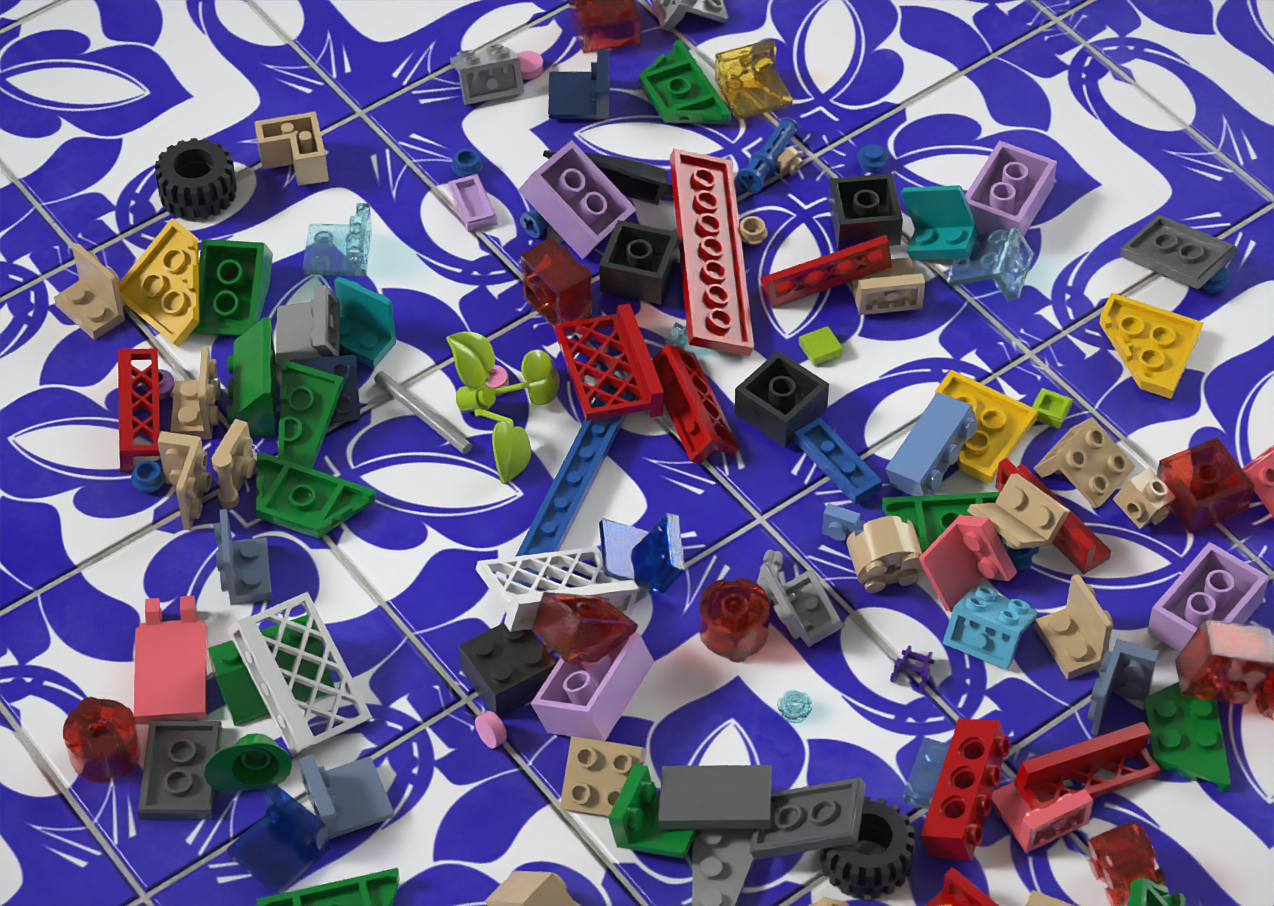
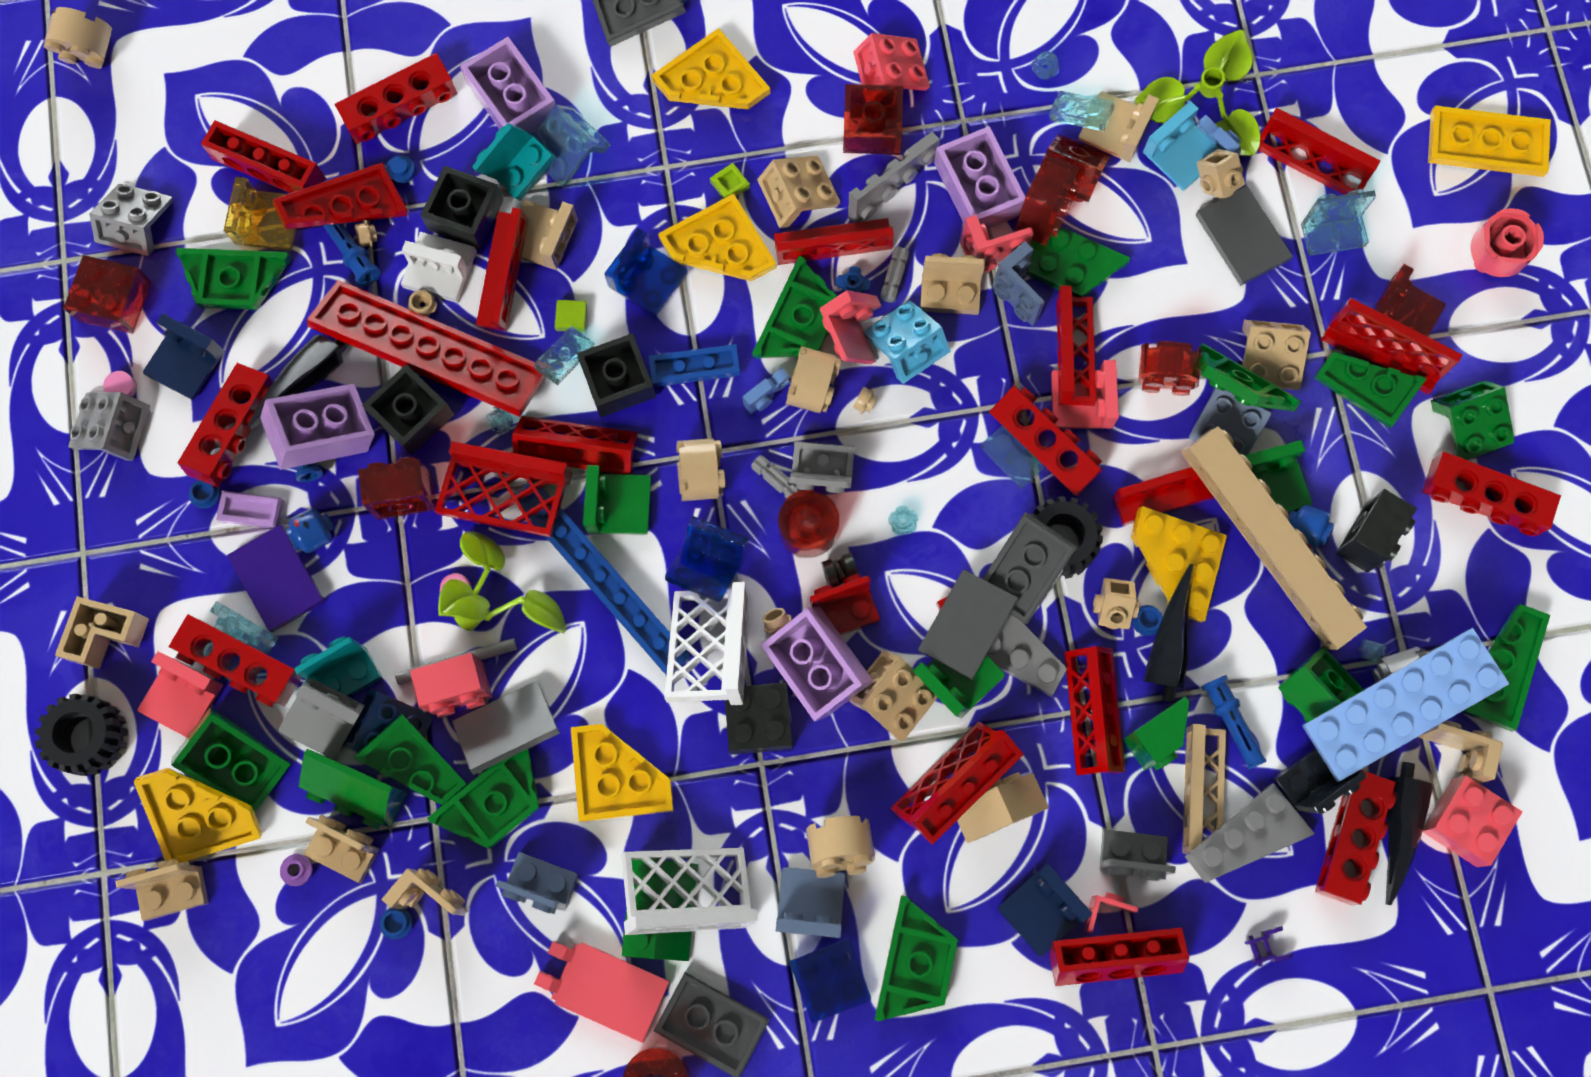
camera: 60 degrees left, 25 degrees up
(127, 409) = (311, 911): red fence -> none
(233, 462) = (430, 842): tan plate -> none
(248, 765) = (741, 966): green piece -> none
(276, 227) = (178, 695): none -> coral bracket
(323, 241) = (196, 634): none -> red brick
(380, 471) = (505, 727): none -> dark grey tile
(381, 580) = (615, 778): none -> yellow plate
(395, 407) = (451, 685): none -> coral brick
(416, 783) = (840, 846): none -> tan brick
(420, 249) = (276, 578): none -> dark purple tile
(478, 247) = (310, 530): none -> blue head
(490, 729) = (808, 760): bright pink tile -> none
(522, 142) = (211, 433): none -> red brick
(539, 848) = (970, 781): none -> red fence
(581, 626) = (774, 647): clear red slope -> none
(653, 455) = (616, 503): none -> green bracket
(673, 686) = (847, 605): none -> red bracket
(706, 672) = (833, 571): none -> pearl dark grey wheel
(729, 502) = (699, 469): none -> tan brick
(761, 345) = (562, 356): none -> clear light blue plate
(797, 225) = (437, 266): none -> white bracket
(804, 57) = (260, 159): none -> red brick
(811, 128) = (345, 199): none -> red wing
(900, 616) = (865, 400): none -> tan plate
(901, 664) = (920, 411): dark purple piece -> none
(902, 375) = (644, 274): none -> clear blue bracket
(932, 446) = (730, 289): medium blue brick -> none
(938, 121) = (401, 85): none -> red brick
(1023, 514) = (839, 264): tan bracket -> none
(1050, 584) = (894, 274): none -> light grey axle
(1133, 627) = (976, 242): none -> coral bracket
(1141, 527) = (883, 188): none -> light grey wing
(1145, 499) = (858, 165): tan brick -> none

